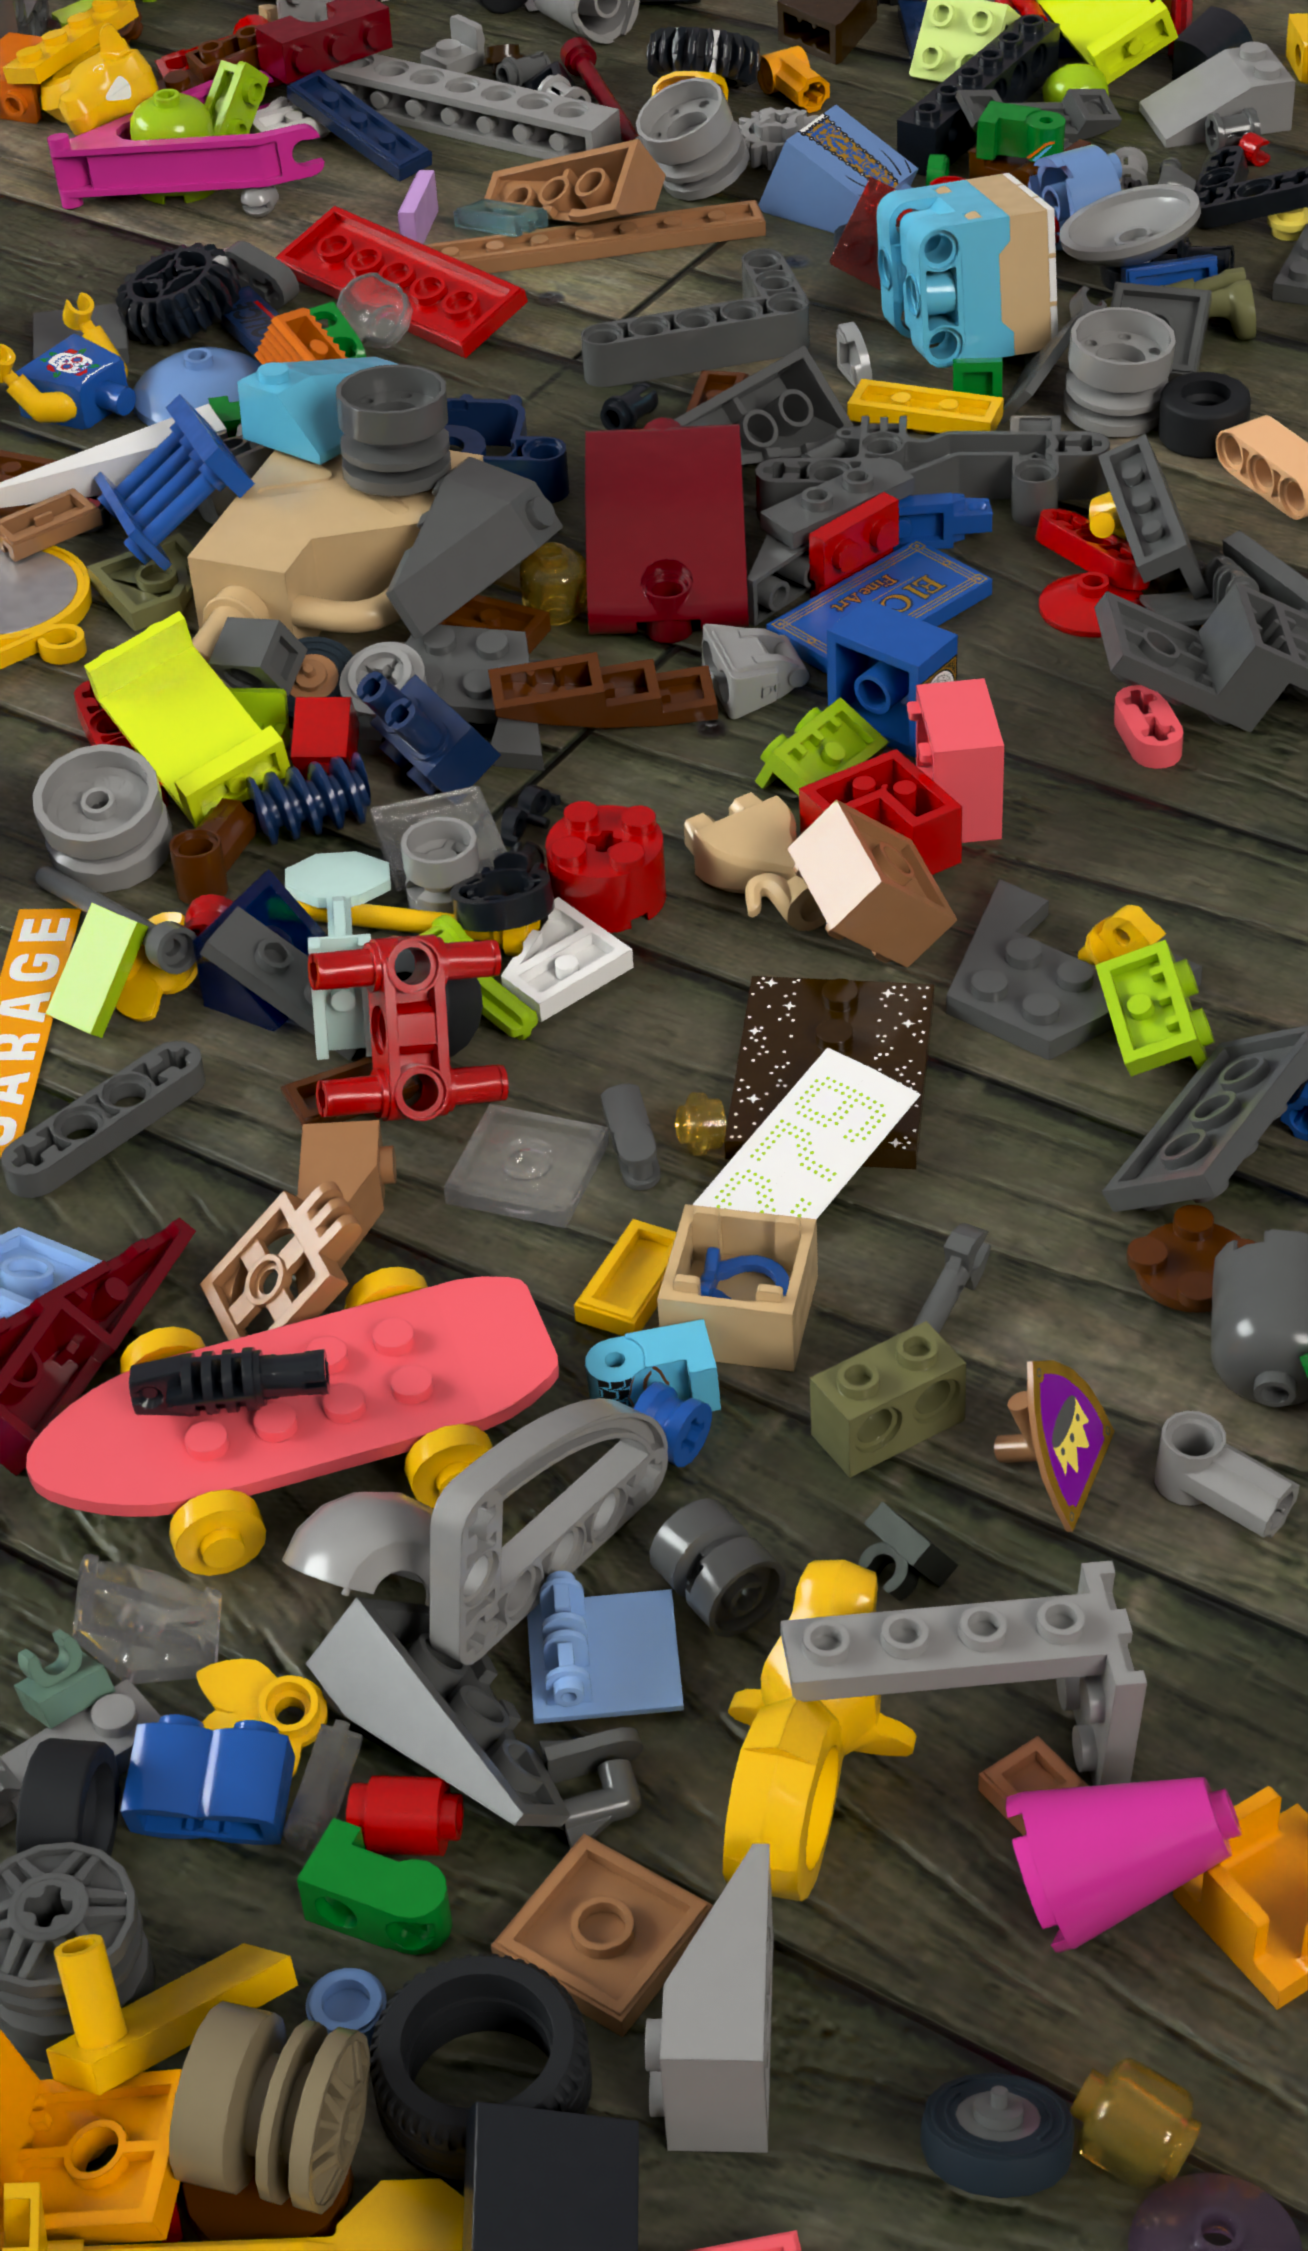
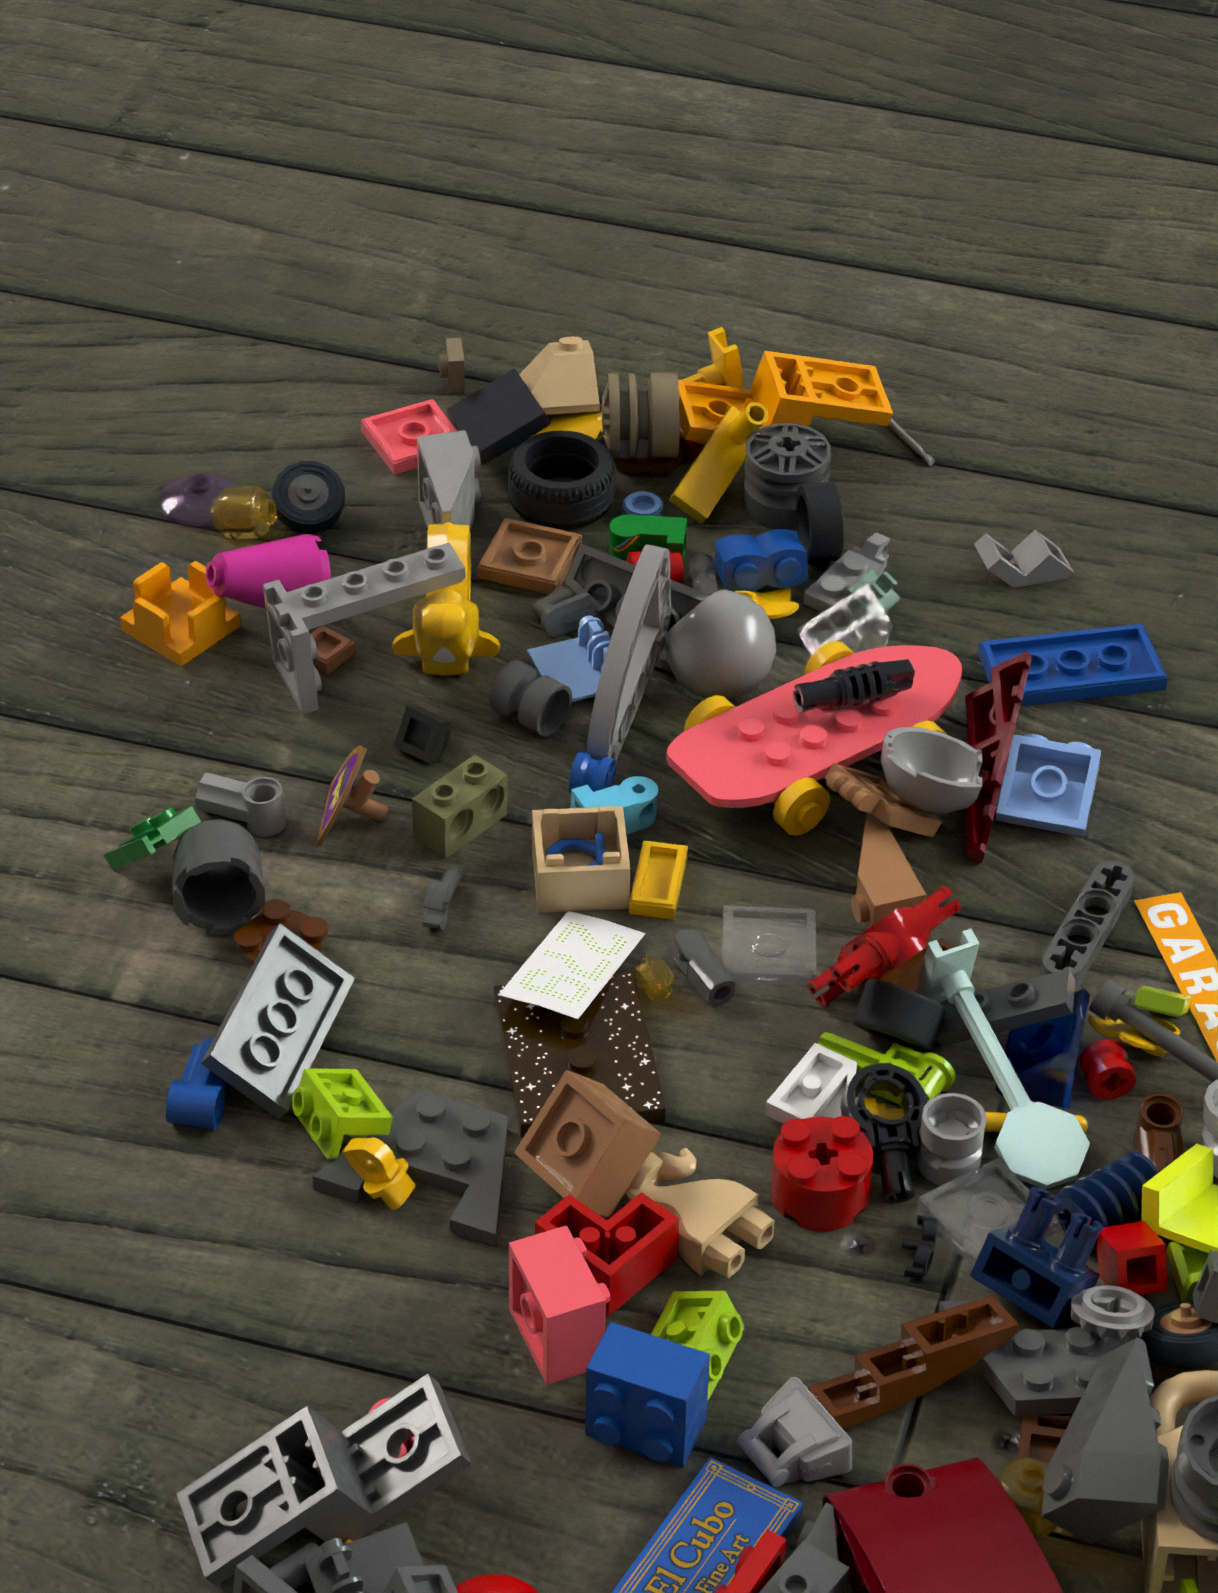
camera: 160 degrees right, 0 degrees up
(194, 1260) = (931, 770): none -> light grey cylinder

